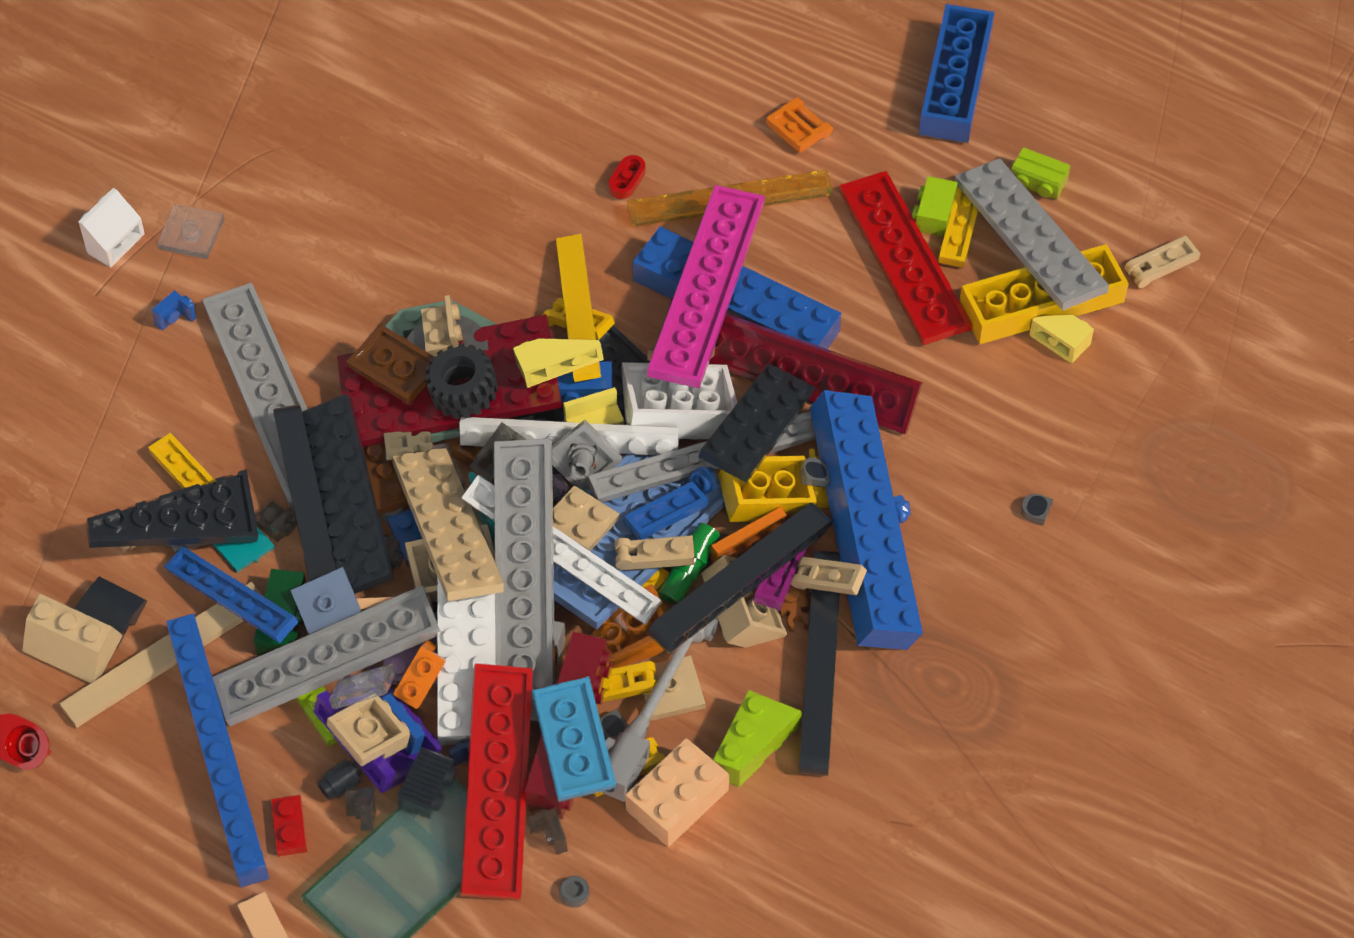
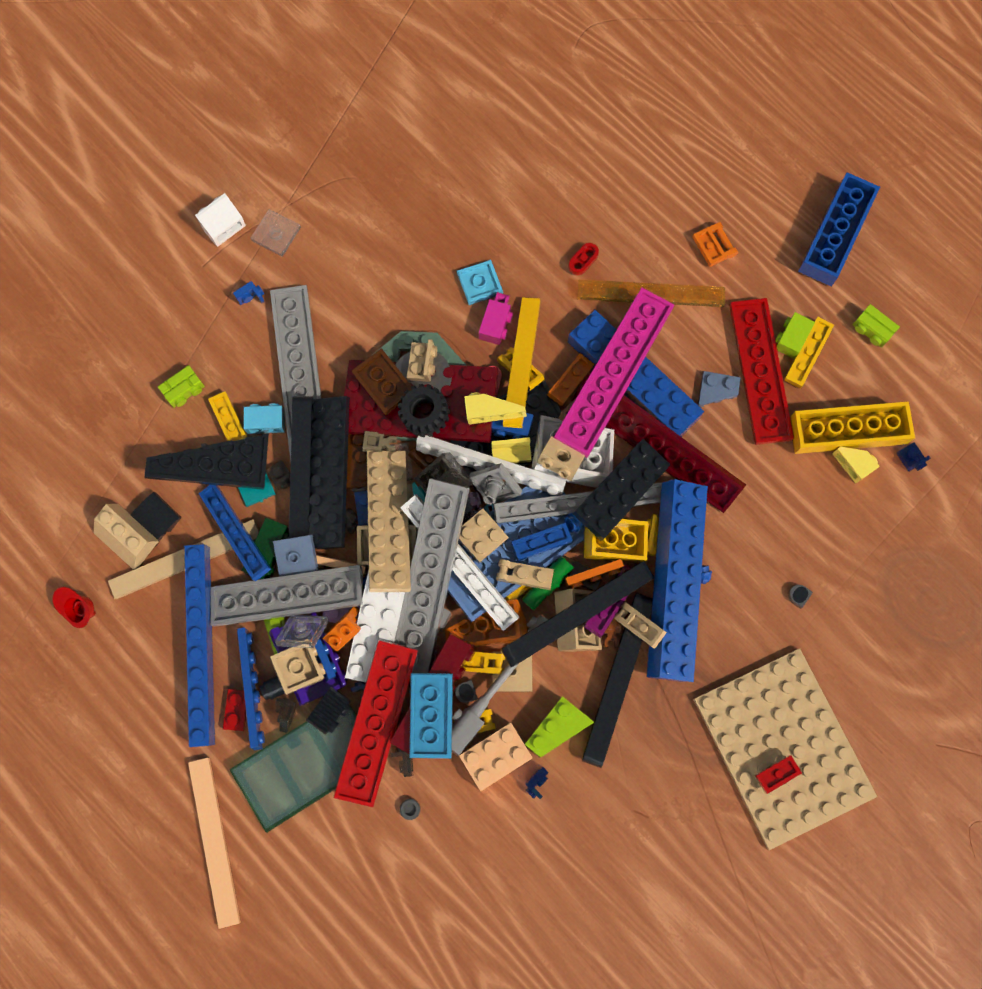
camera: 15 degrees right, 20 degrees up
(105, 441) = (181, 387): none -> lime brick
(235, 454) = (264, 419): none -> medium azure brick
(309, 793) = (252, 696): none -> blue plate
(492, 234) = (479, 282): none -> medium azure tile
(527, 271) = (496, 319): none -> dark pink brick
(649, 319) = (570, 379): none -> orange plate
(664, 397) = (557, 450): none -> tan brick
(741, 812) = (539, 779): none -> clear blue bracket
(814, 472) = (651, 538): dark grey tile -> none
(853, 289) = (717, 387): none -> sand blue wing
(1032, 234) = (856, 381): light grey plate -> none
(1071, 718) = (778, 774): none -> red plate
(1072, 696) = (777, 715): none -> tan plate
(1136, 315) = (913, 457): none -> clear blue bracket
(1162, 261) = (944, 418): tan plate -> none

